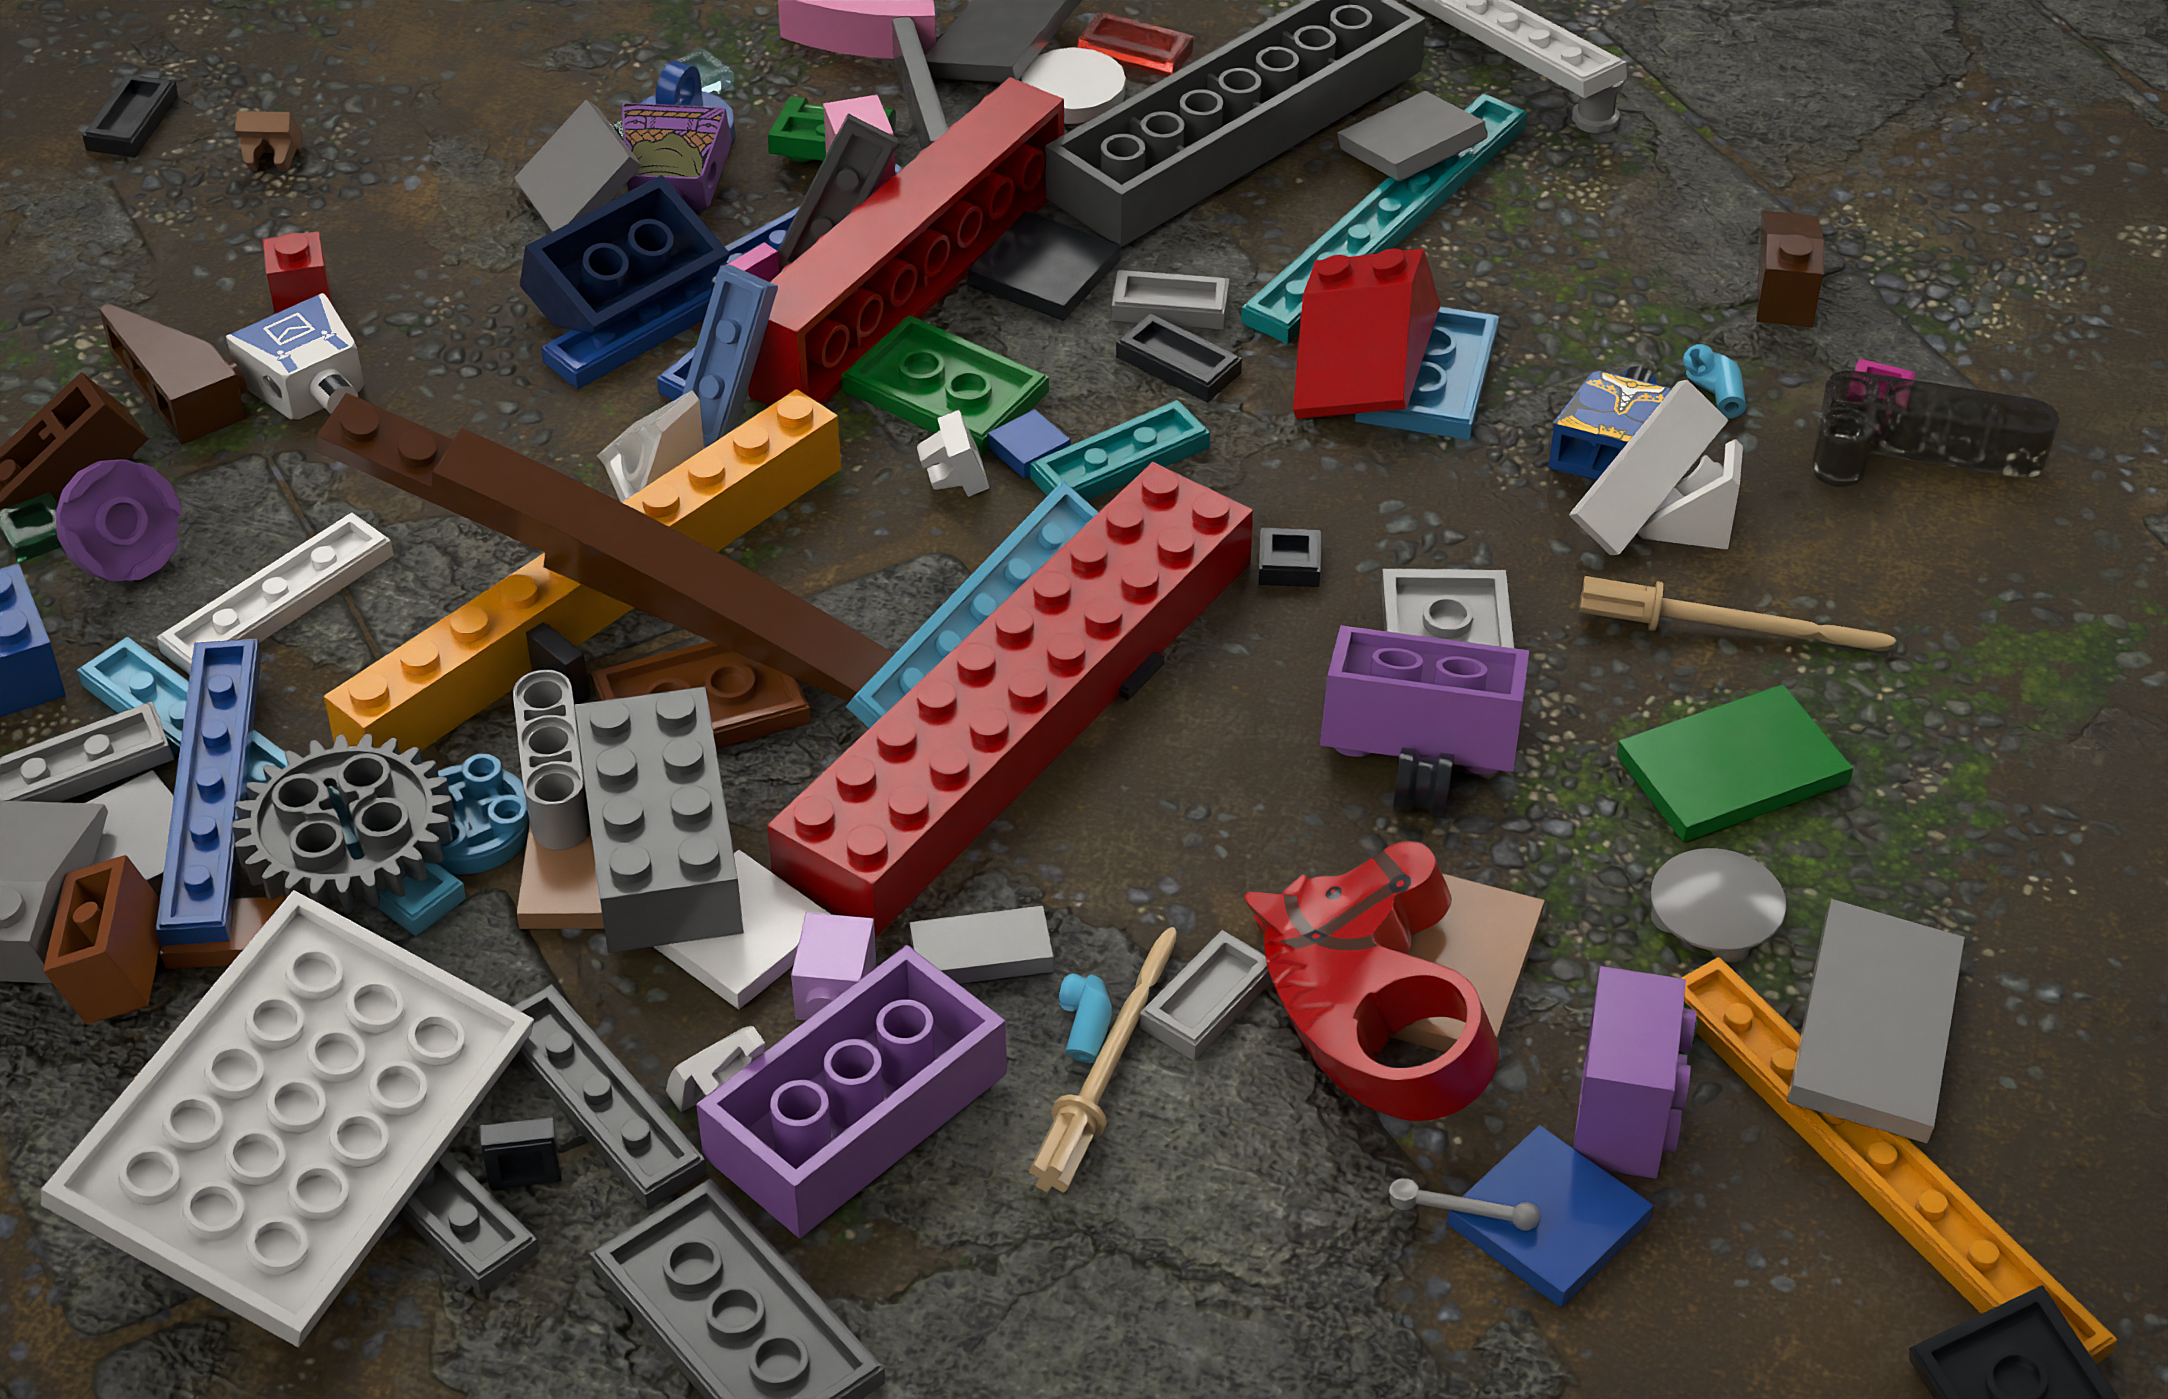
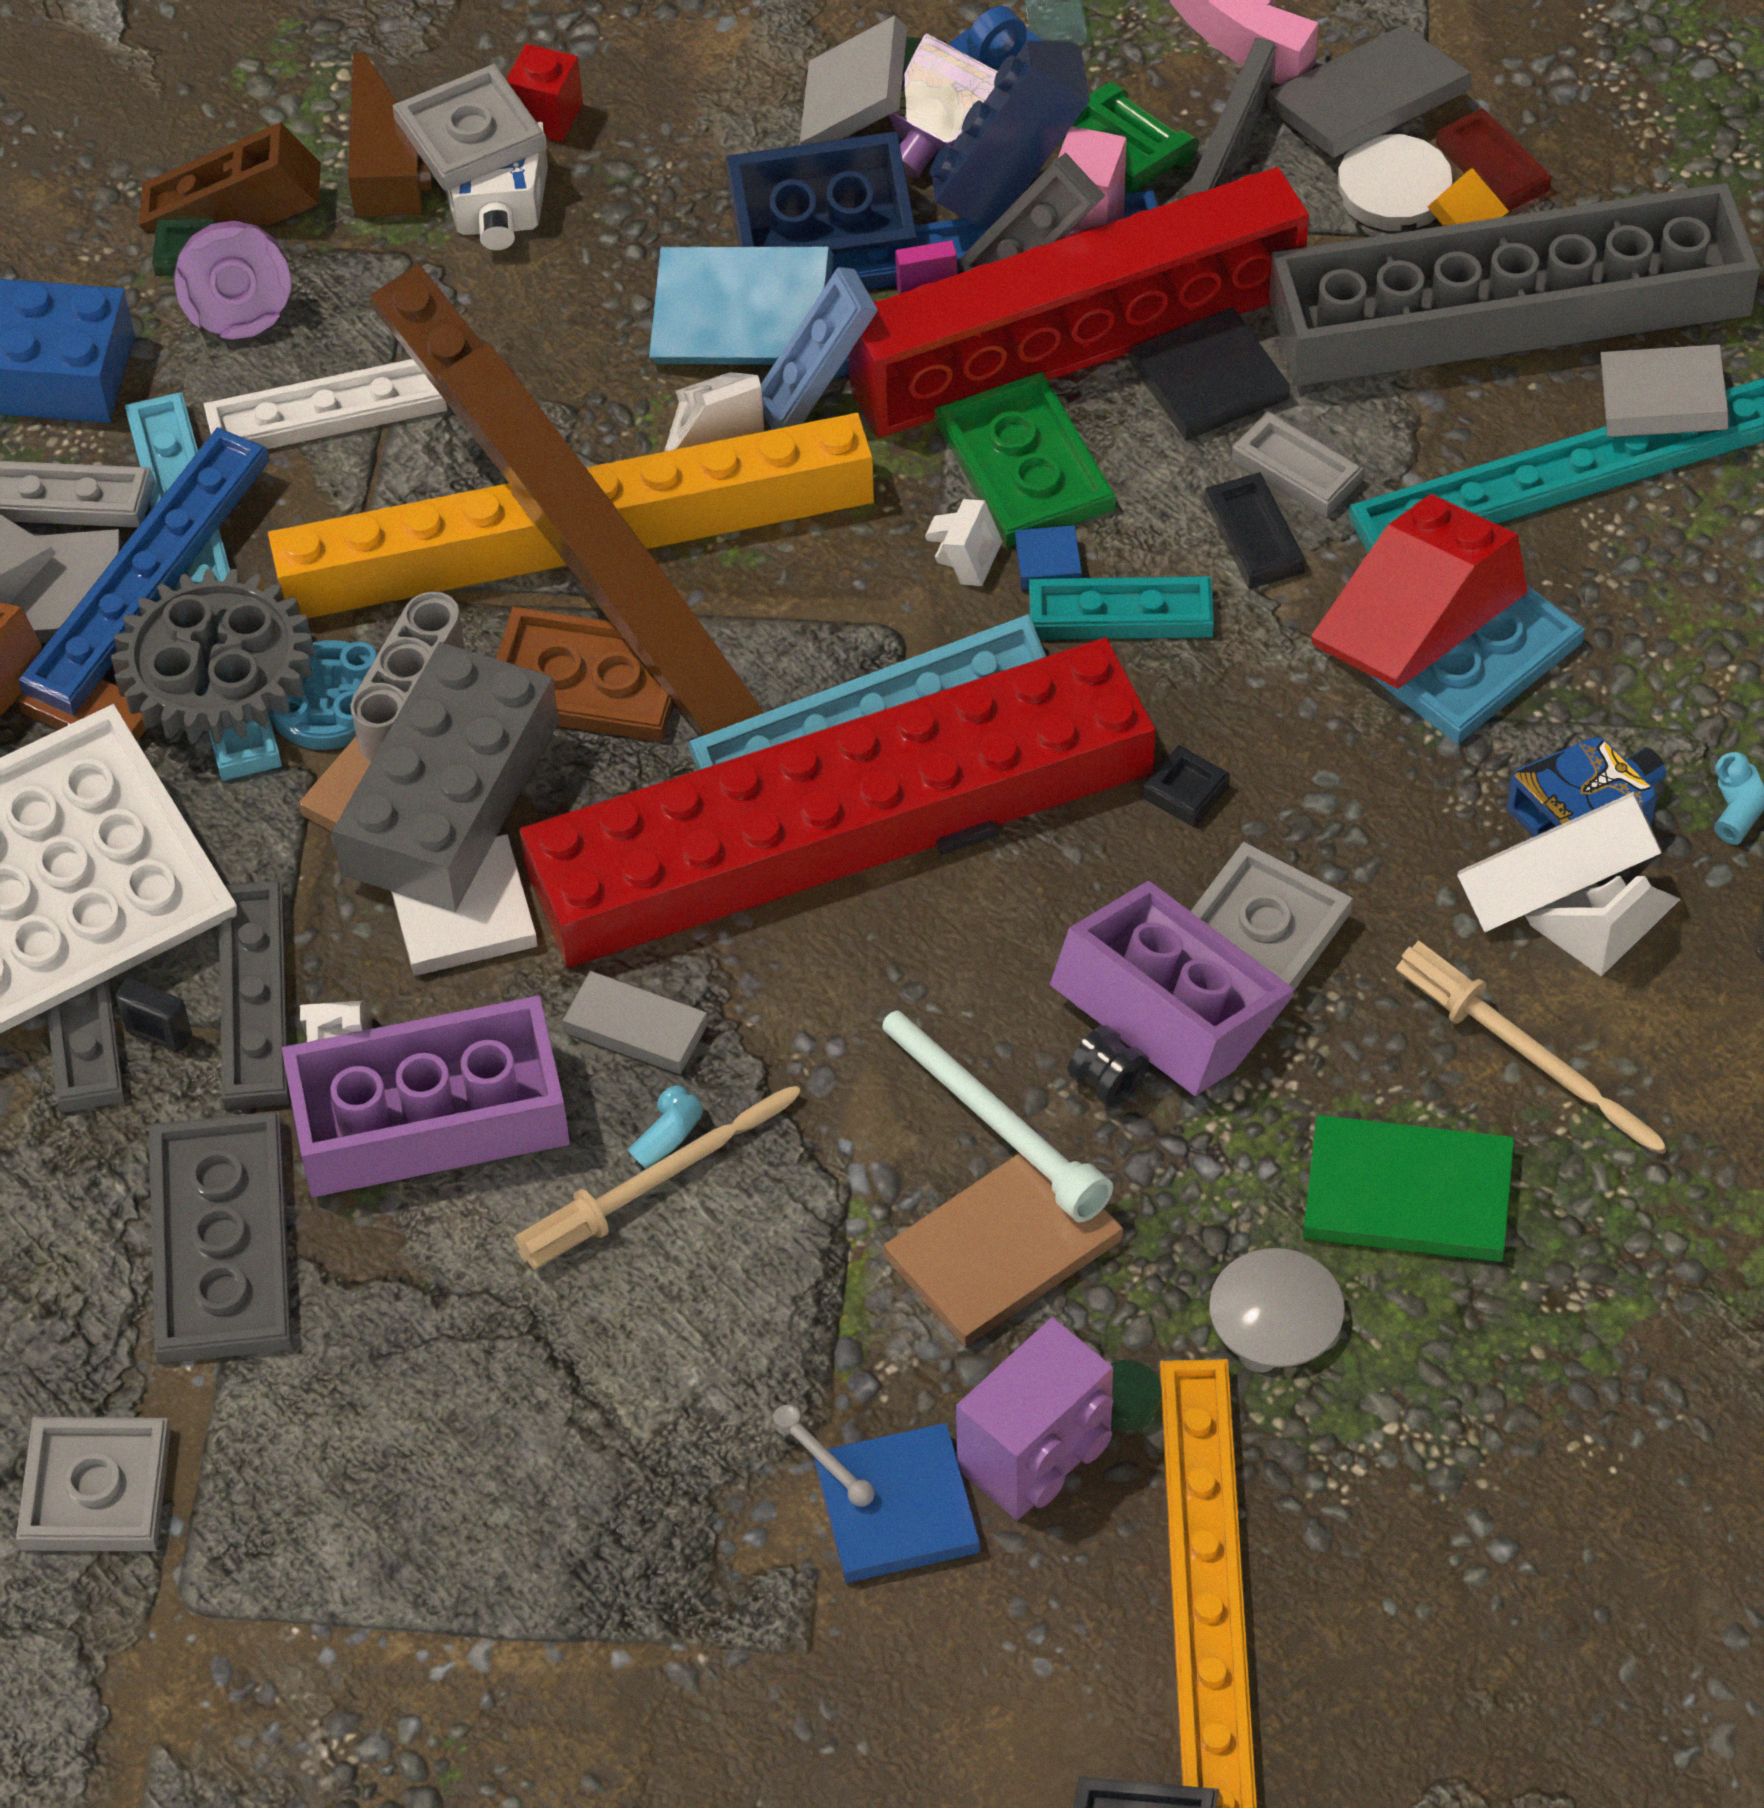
camera: 35 degrees right, 10 degrees up
(260, 318) = (469, 127): none -> light grey tile
(554, 652) = (488, 587): black tile -> none
(611, 359) = (733, 302): none -> dark azure tile
(770, 137) = (1011, 131): none -> dark blue slope
(830, 959) = (497, 972): lavender brick -> none
(1143, 71) = (1467, 201): none -> light orange tile
(1206, 995) = (782, 1162): light grey tile -> none
(1348, 981) = (877, 1219): red animal -> none
(1487, 880) = (1078, 1187): none -> light aqua piece
(1877, 1021) = (1308, 1489): light grey tile -> none

